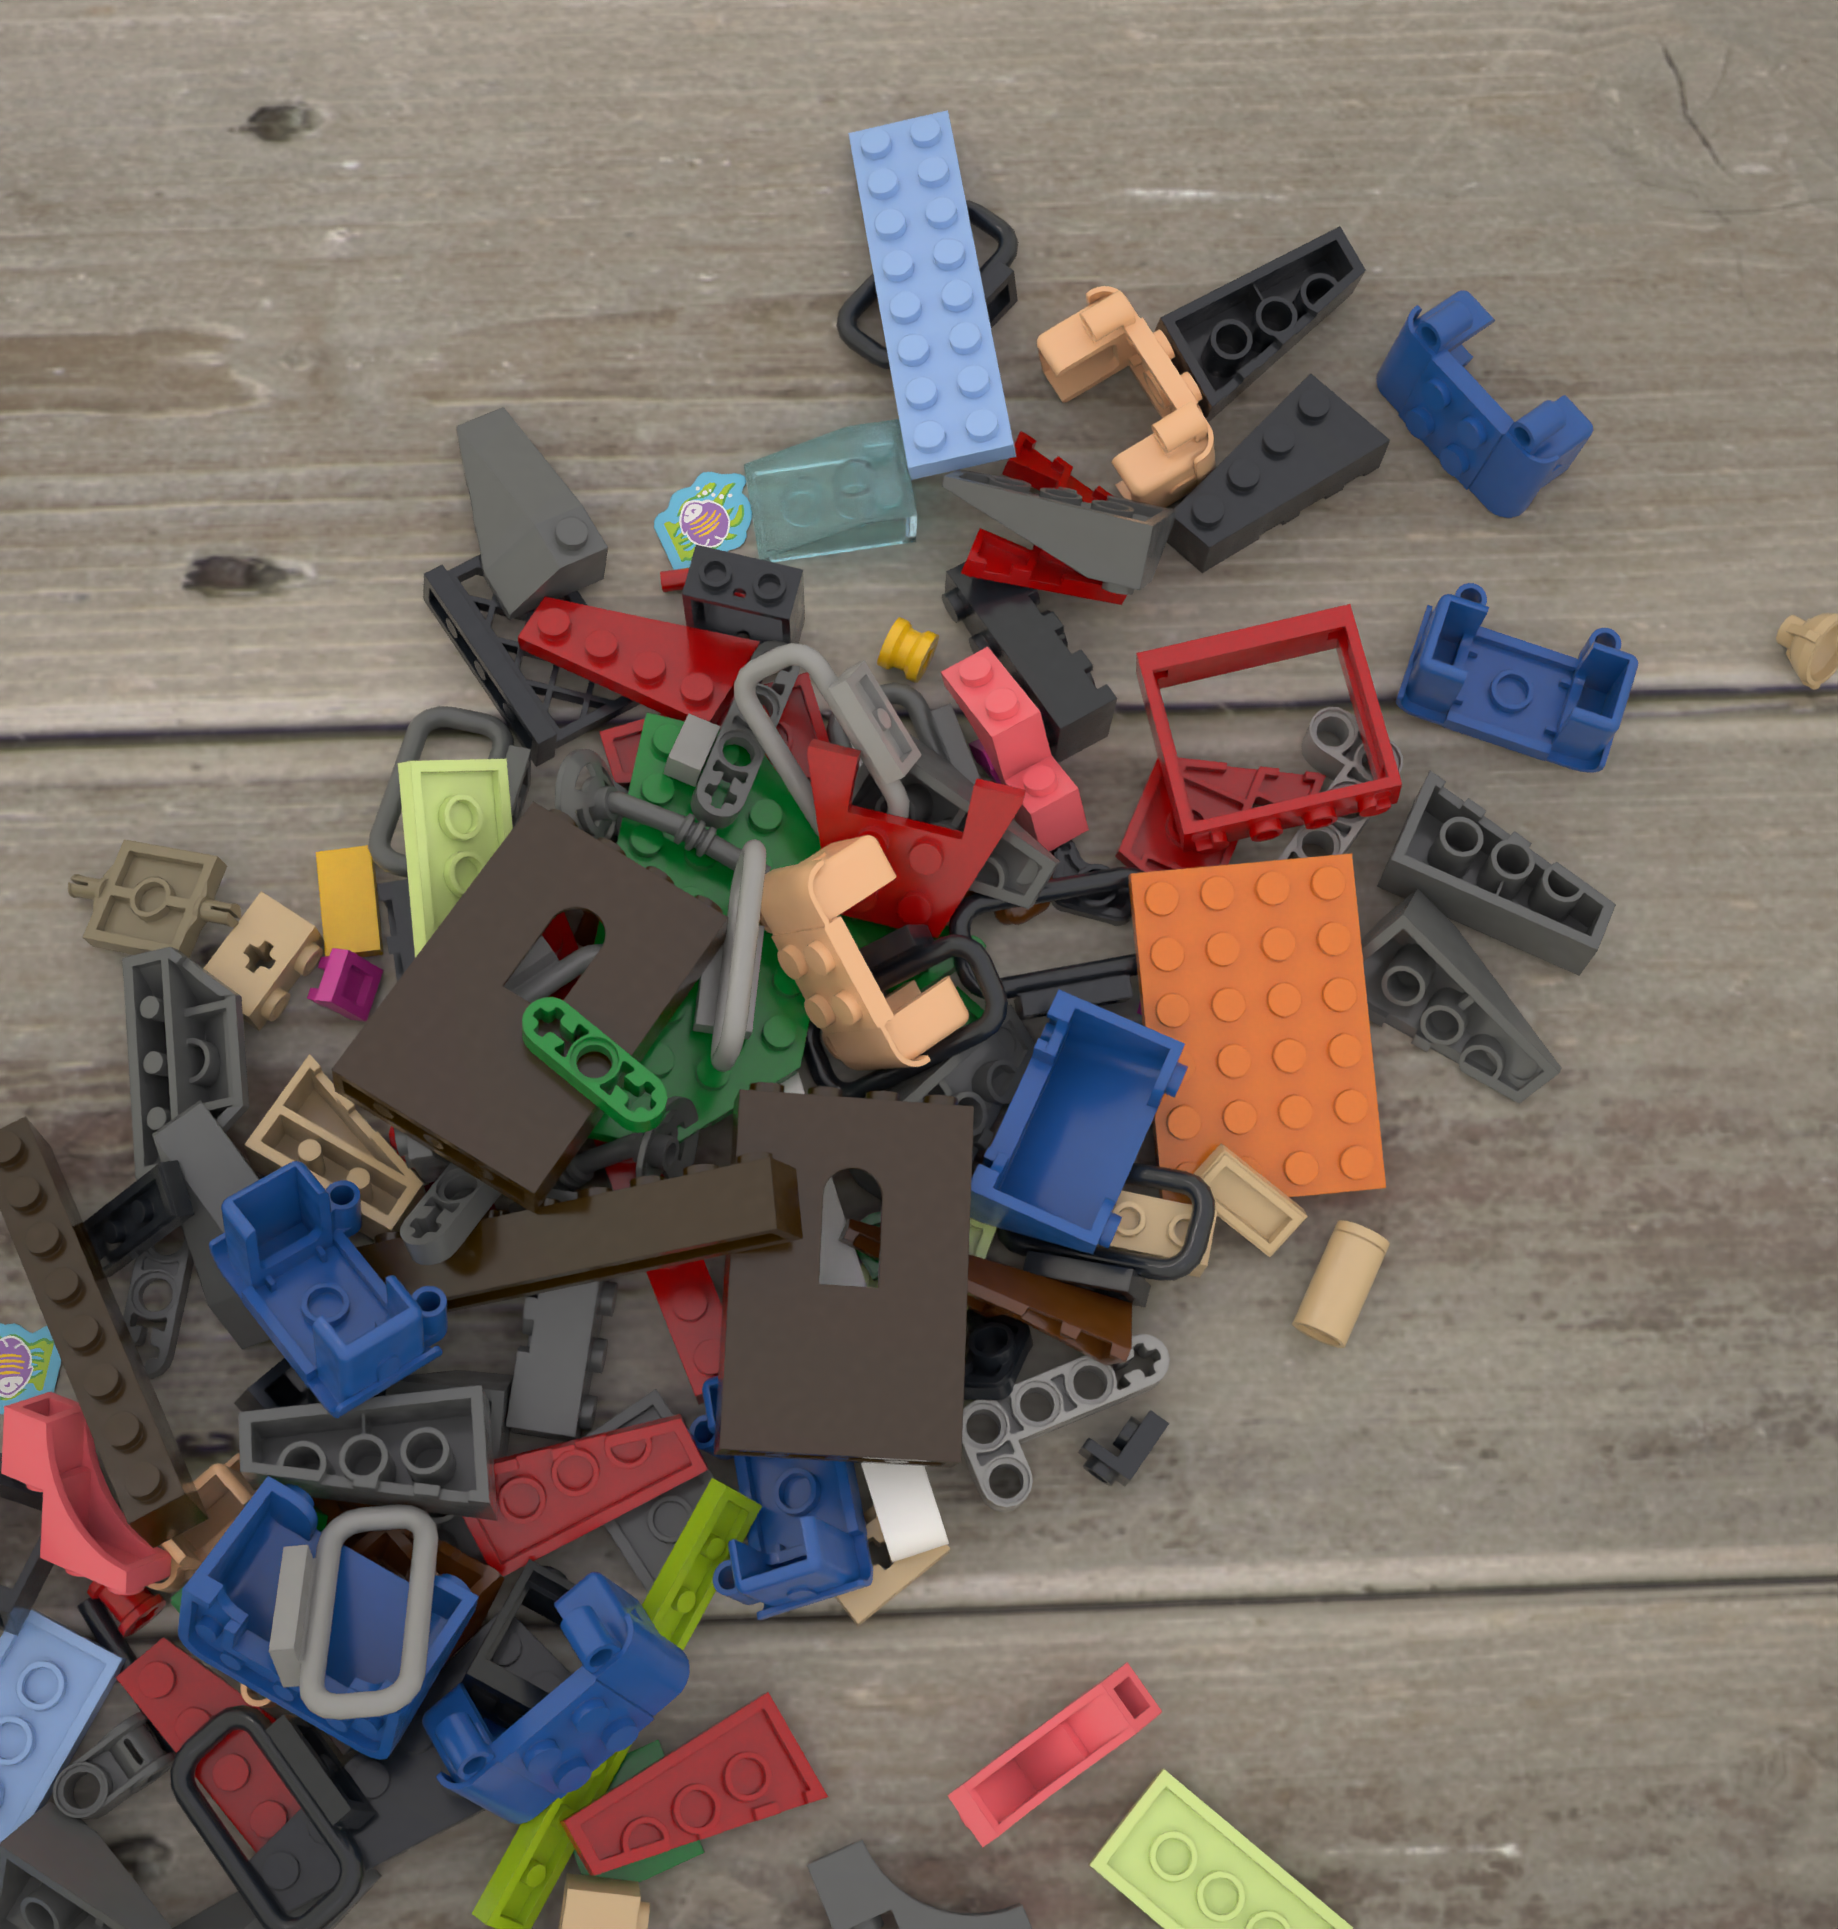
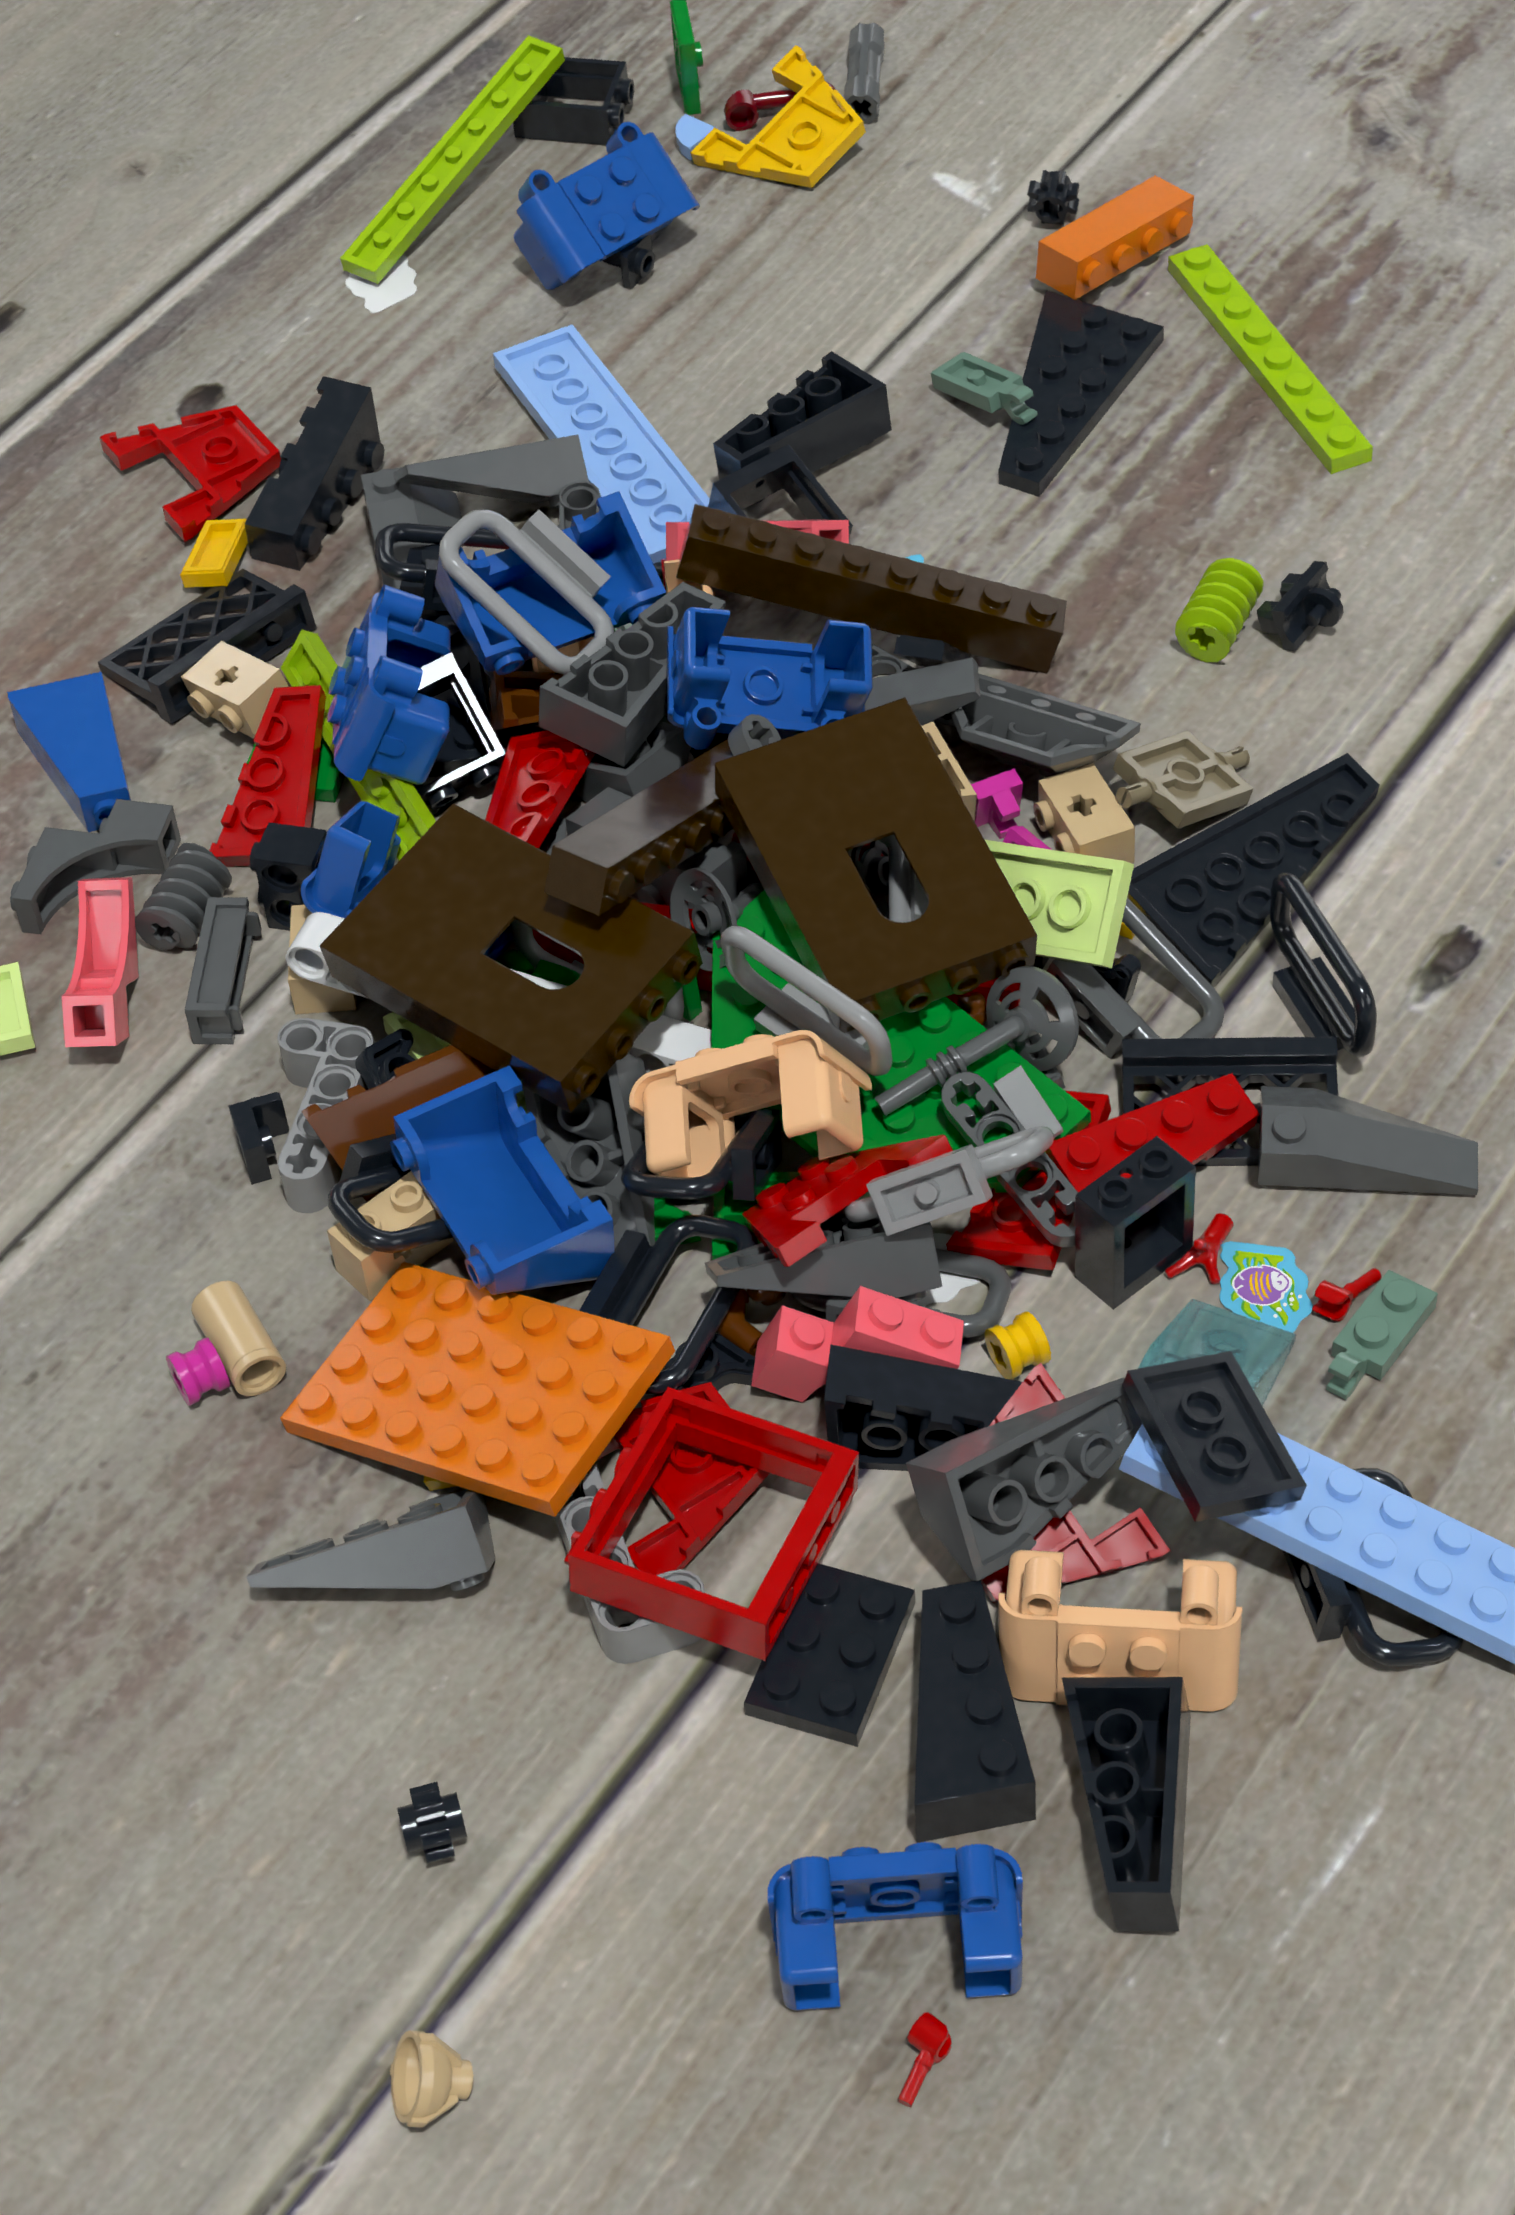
camera: 135 degrees right, 25 degrees down
(247, 789) = (1217, 885): none -> black wing
(280, 1056) = (998, 801): none -> dark pink tile
(359, 626) = (1308, 985): none -> black bar
(551, 1047) = (793, 823): green beam -> none
(690, 447) = (1336, 1301): none -> red hand
(702, 404) = (1379, 1331): none -> sand green plate
(822, 1648) = (281, 864): none -> black brick
(903, 1760) = (179, 900): none -> dark grey piece
(959, 381) = (1213, 1436): none -> black plate
(962, 1649) = (220, 970): none -> dark grey container
(1250, 1201) = (356, 1303): tan tile -> none
(1271, 595) = (832, 1655): none -> black plate
(1397, 1291) = (197, 1371): none -> dark pink wheel
(1494, 880) = (448, 1638): dark grey wedge -> none
(1515, 689) = (607, 1777): blue container -> none
(1524, 356) = (935, 2043): none -> red hand
(1636, 783) = (432, 1822): none -> black gear

